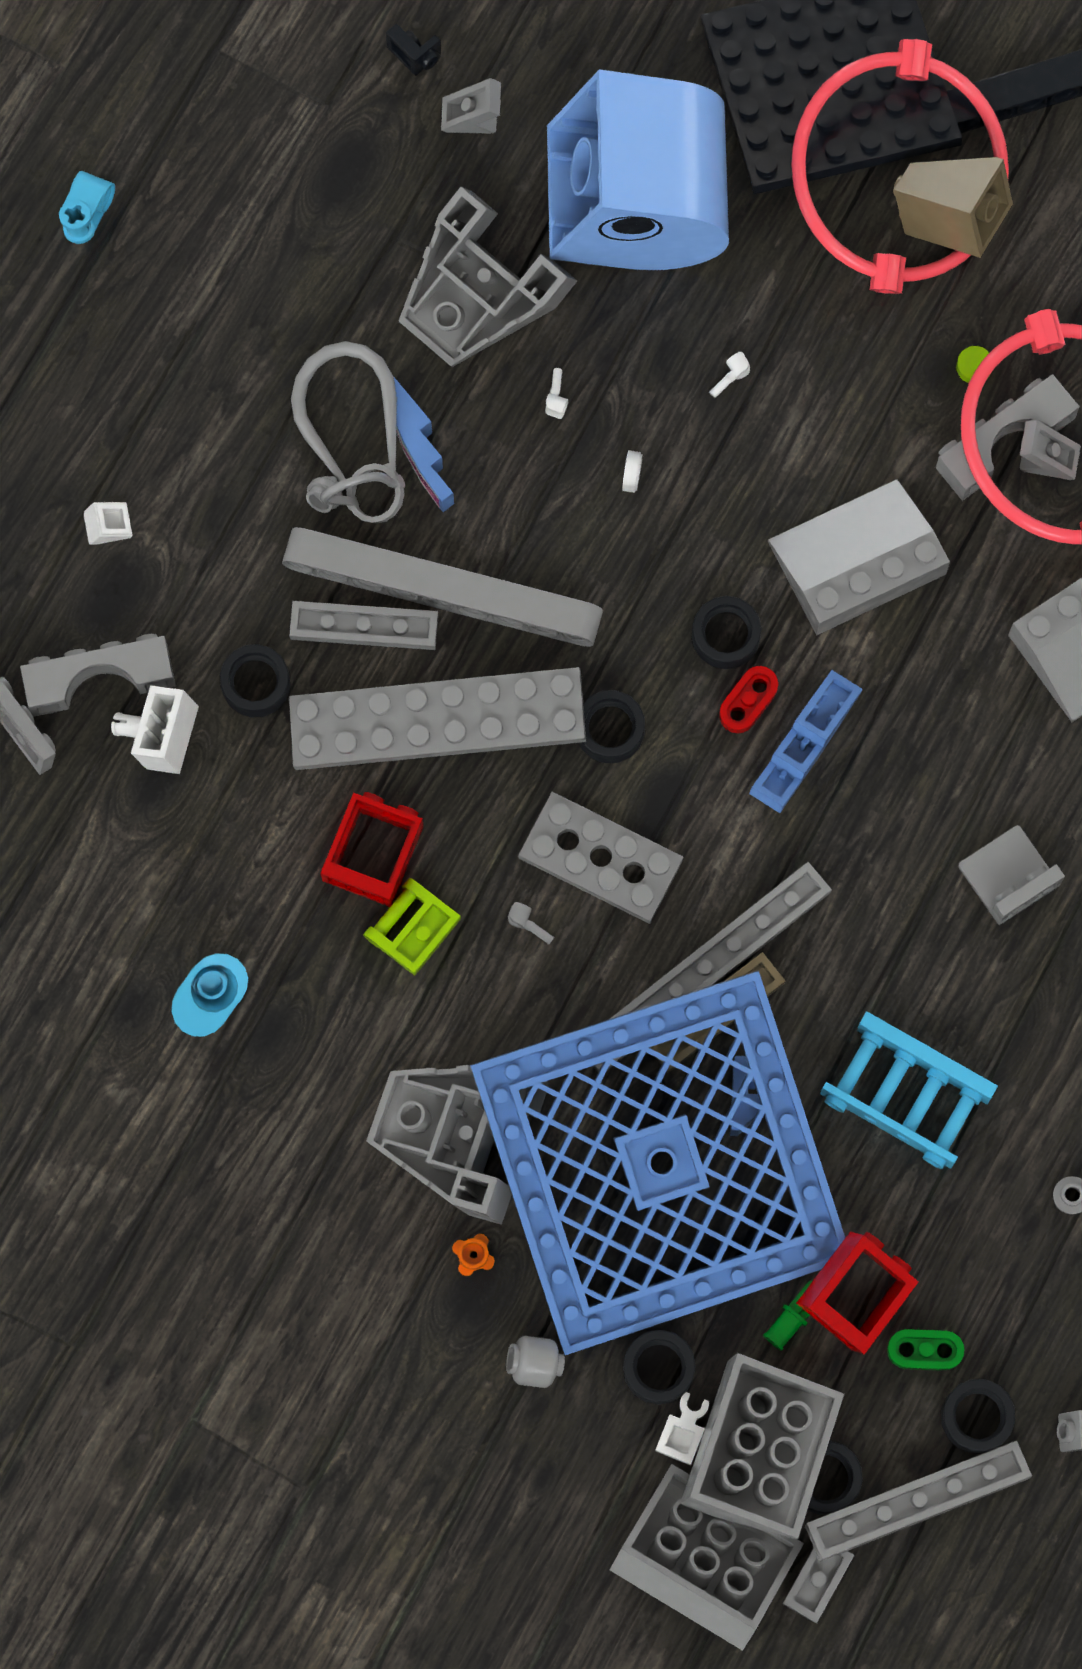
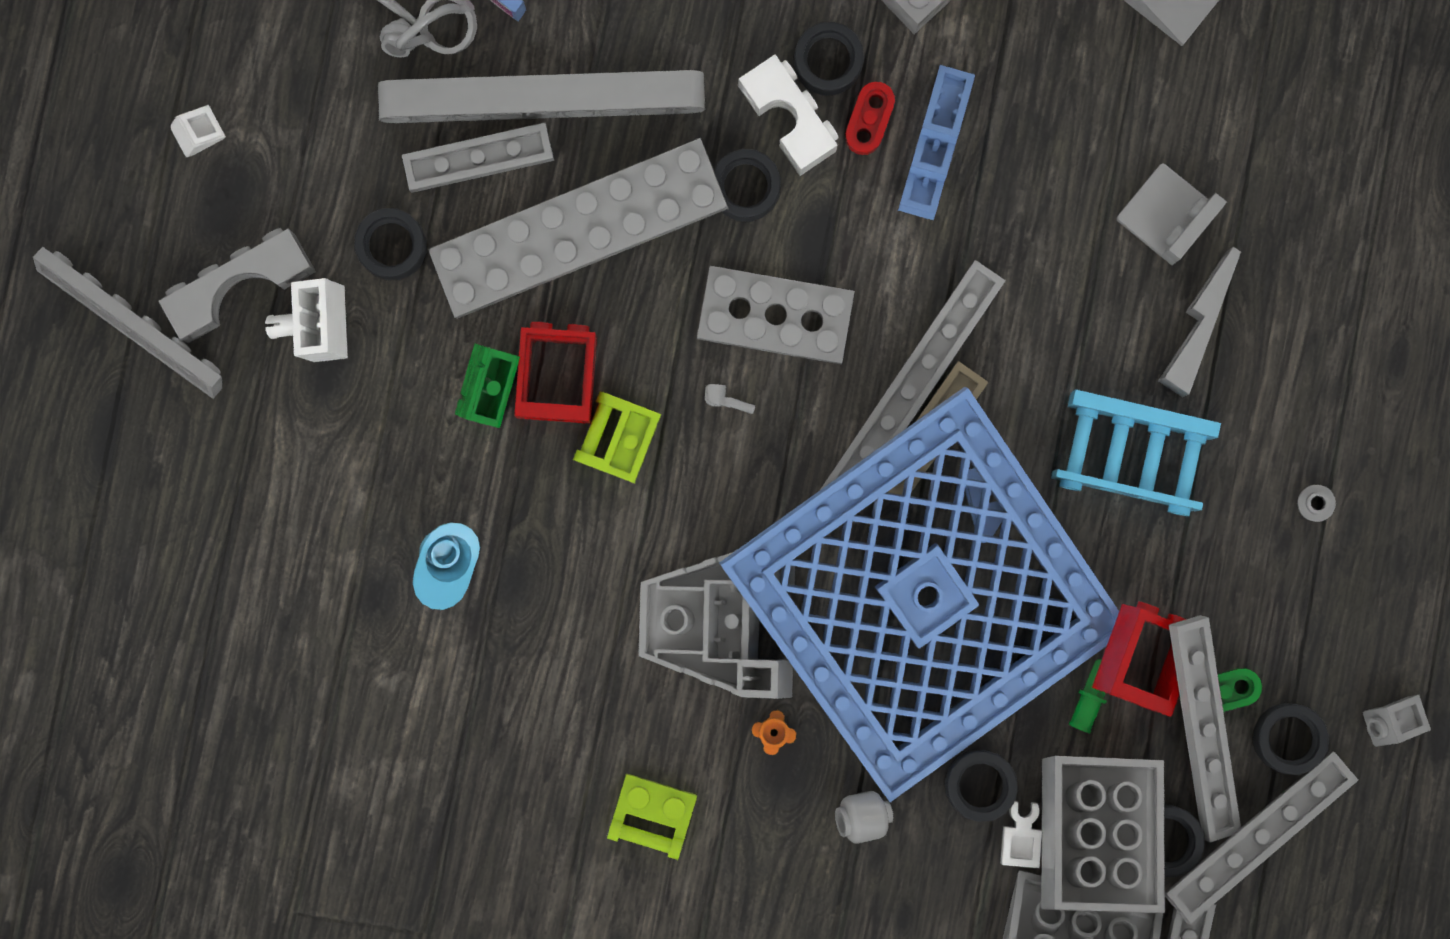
camera: 20 degrees left, 10 degrees up
(303, 838) = (487, 385): none -> green brick
(338, 1289) = (657, 804): none -> lime plate
(664, 642) = (774, 86): none -> white arch
(894, 1375) = (1205, 727): none -> light grey plate
(1016, 974) = (1205, 308): none -> light grey slope

